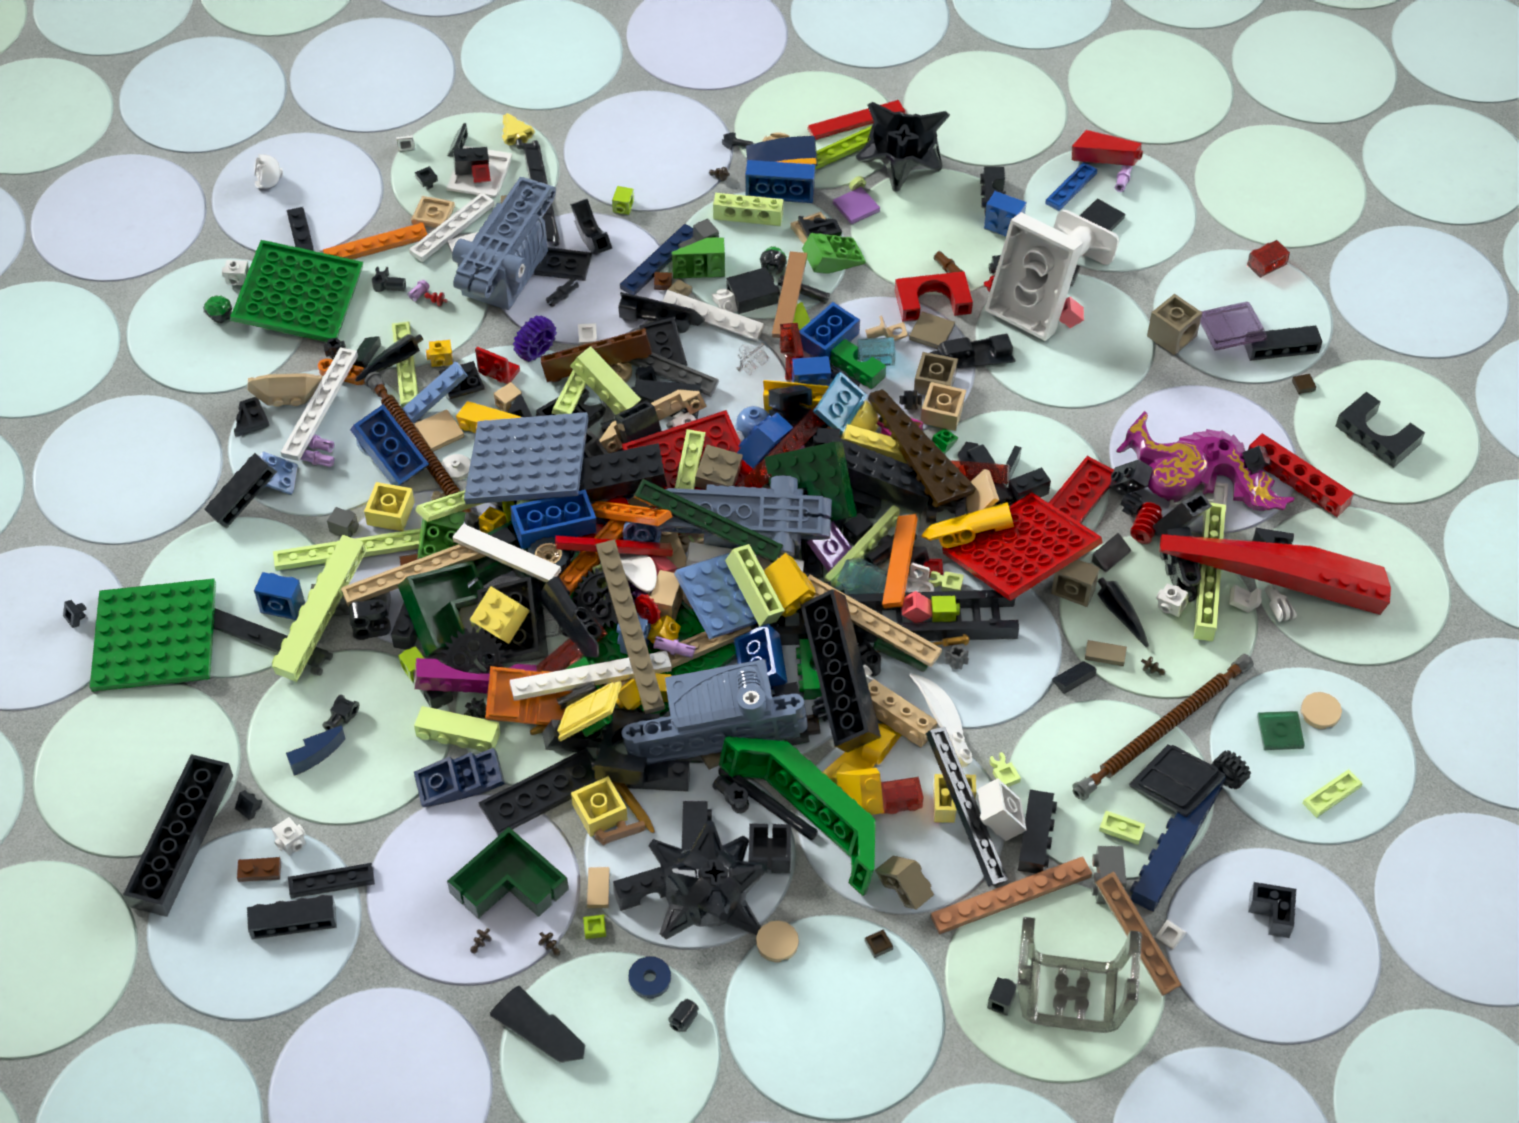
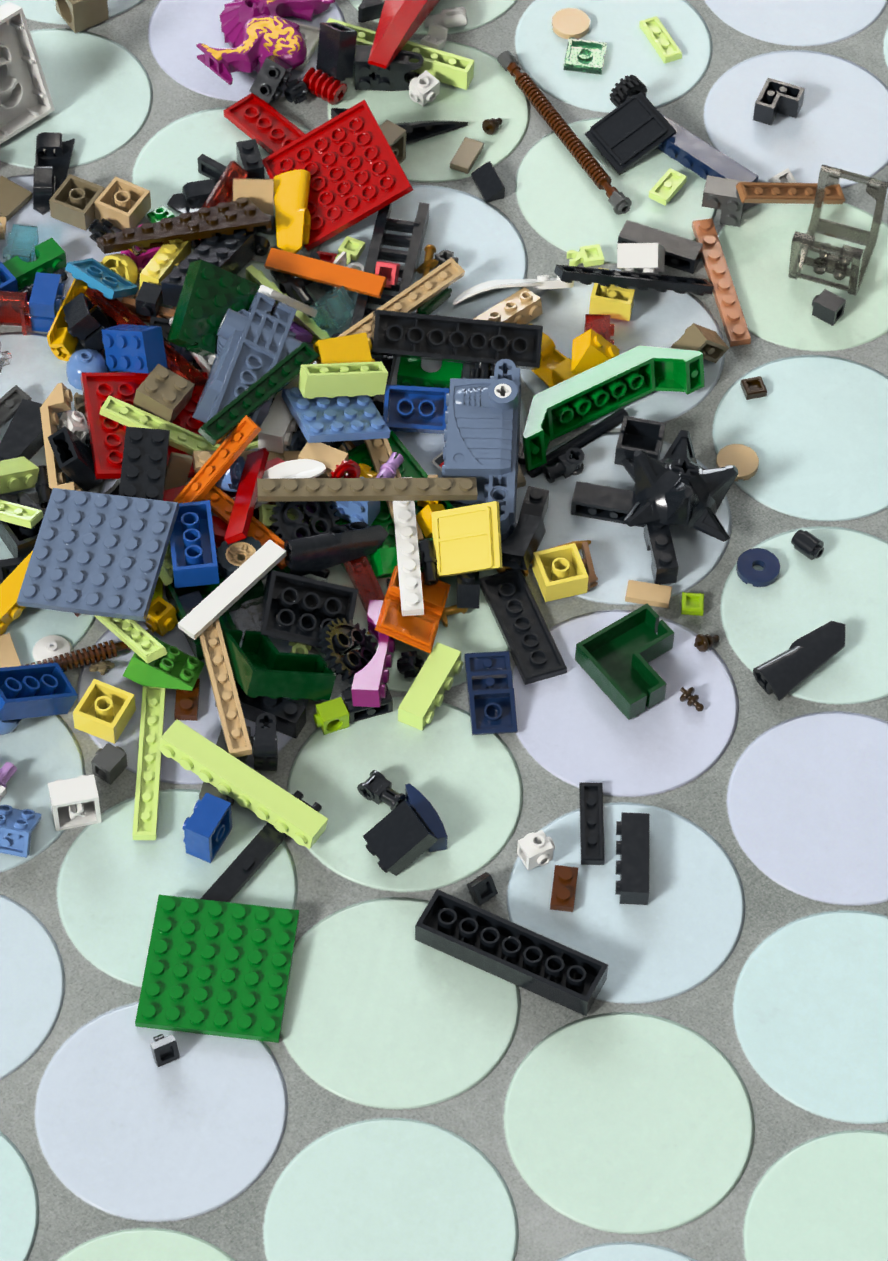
camera: 80 degrees left, 0 degrees up
(240, 490) = (39, 850): black brick -> none
(284, 731) = (399, 838): none -> black brick
(294, 504) = (74, 802): none -> white brick
(499, 615) = (309, 610): light yellow brick -> none
(842, 531) = (288, 300): none -> white tile
(944, 608) = (392, 251): lime brick -> none

